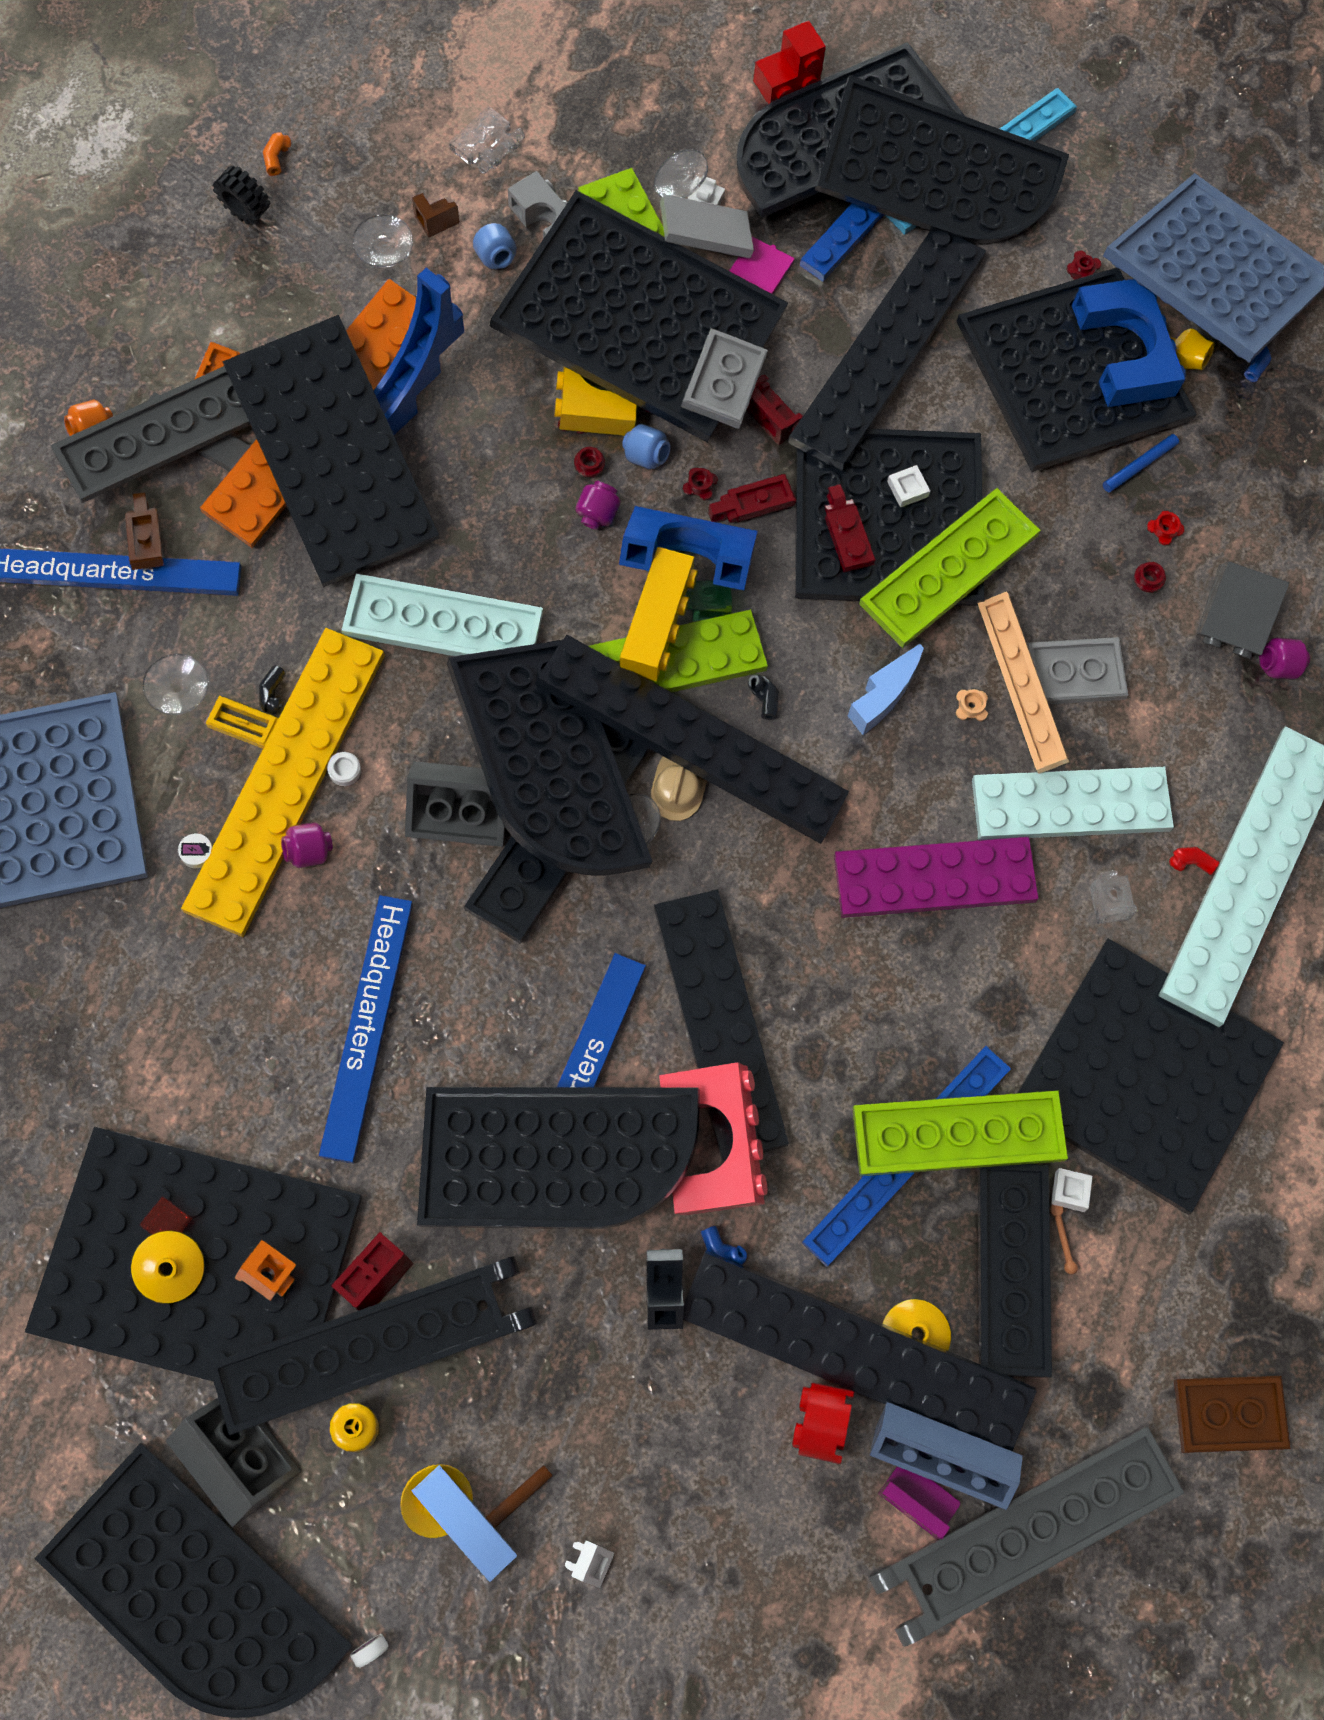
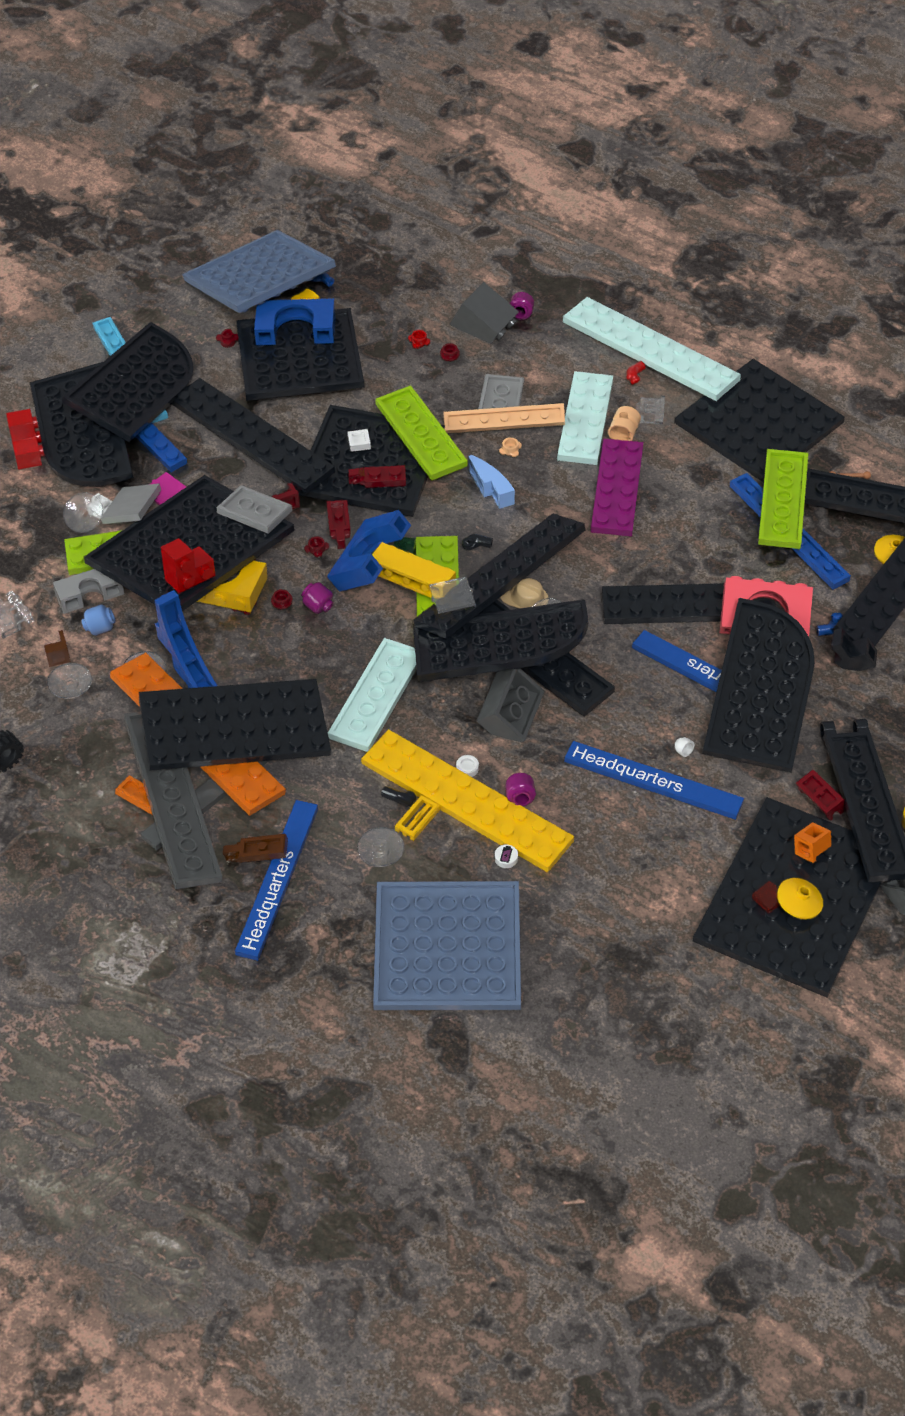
camera: 70 degrees left, 20 degrees down
(85, 415) = (153, 872): orange head -> none
(434, 1060) = (684, 746): none -> white hinge
(560, 311) = (185, 566): none -> red brick
(607, 672) = (452, 595): none -> clear piece
(646, 446) = (282, 566): medium blue head -> none
(1062, 862) = (624, 424): none -> light nougat wheel
(1071, 1190) = (823, 462): white plate -> none
(1140, 463) = (372, 342): blue bar -> none

